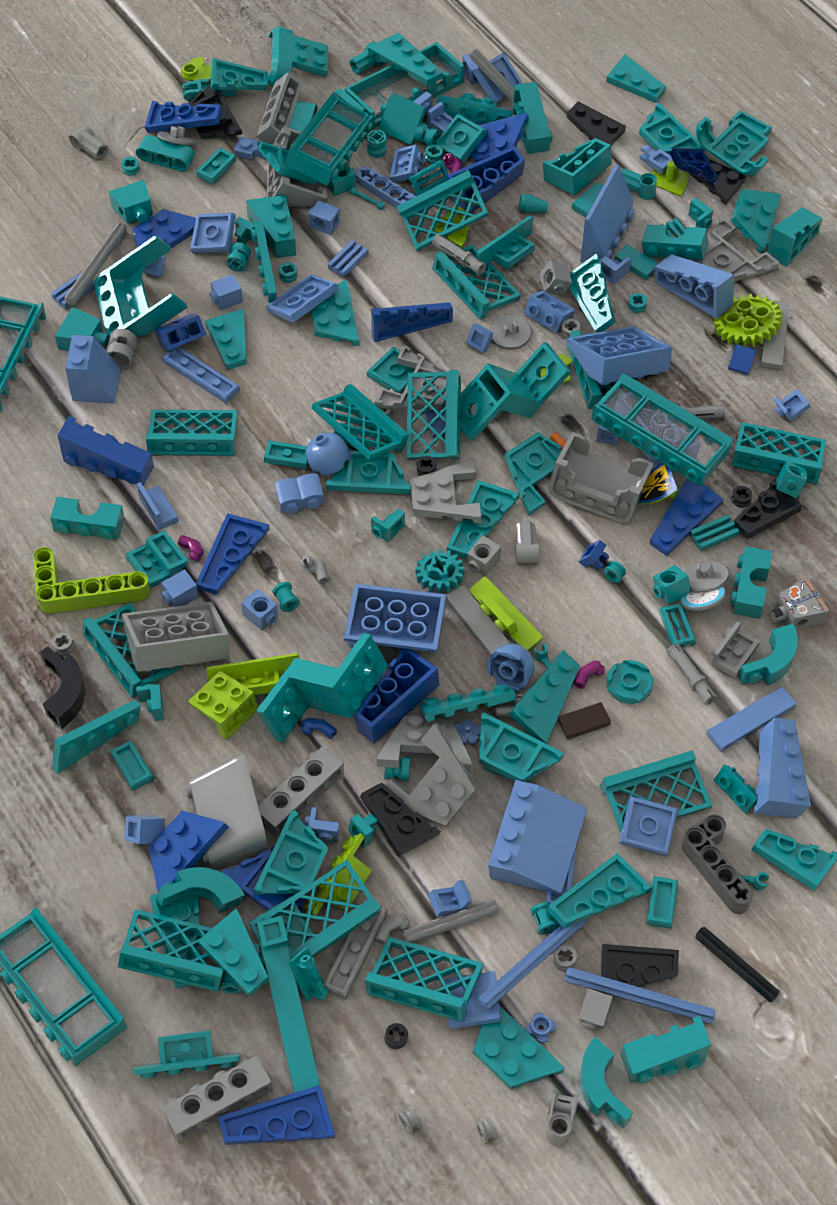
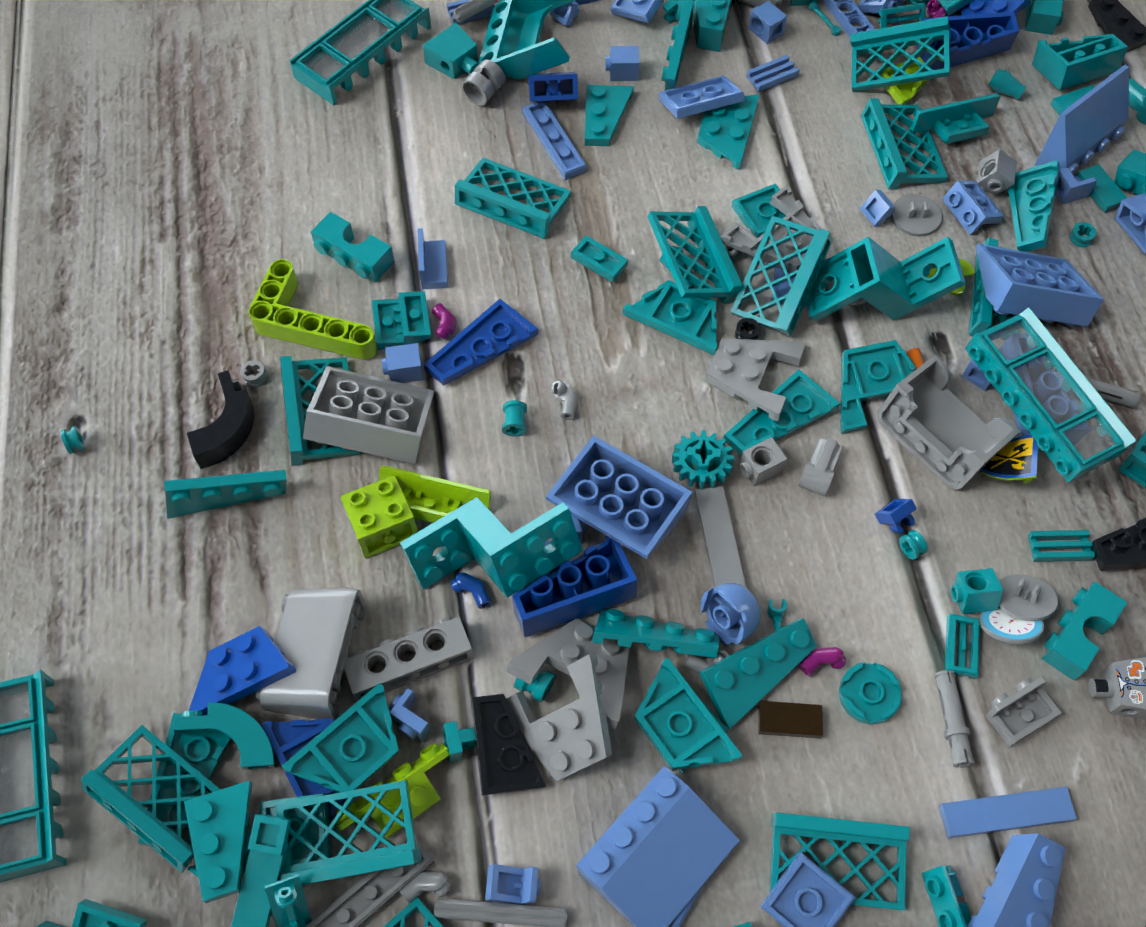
camera: 25 degrees right, 5 degrees up
(91, 371) = (437, 93): medium blue slope -> none
(103, 453) = (404, 184): blue wedge -> none
(131, 765) = (247, 544): teal tile -> none
(143, 828) = (214, 626): medium blue panel -> none
(153, 696) = (309, 479): teal bracket -> none
(238, 257) = (655, 31): teal wheel -> none
(256, 602) = (475, 412): medium blue brick -> none
(284, 273) = (700, 66): teal bush -> none
(299, 493) = (590, 306): medium blue brick -> none
(327, 453) = (641, 273): medium blue cylinder -> none
(390, 527) = (672, 384): teal bracket -> none
(407, 319) = (801, 158): blue wing -> none
(465, 258) = (901, 115): light grey pin -> none
(468, 732) = (641, 670): medium blue plant -> none
(505, 614) = (755, 543): lime bracket -> none
(569, 323) = (990, 229): light grey bush -> none
(686, 513) = (1032, 508): blue wing -> none
(744, 491) = (1111, 506): black bush -> none
(775, 666) = (1090, 738): teal arch -> none

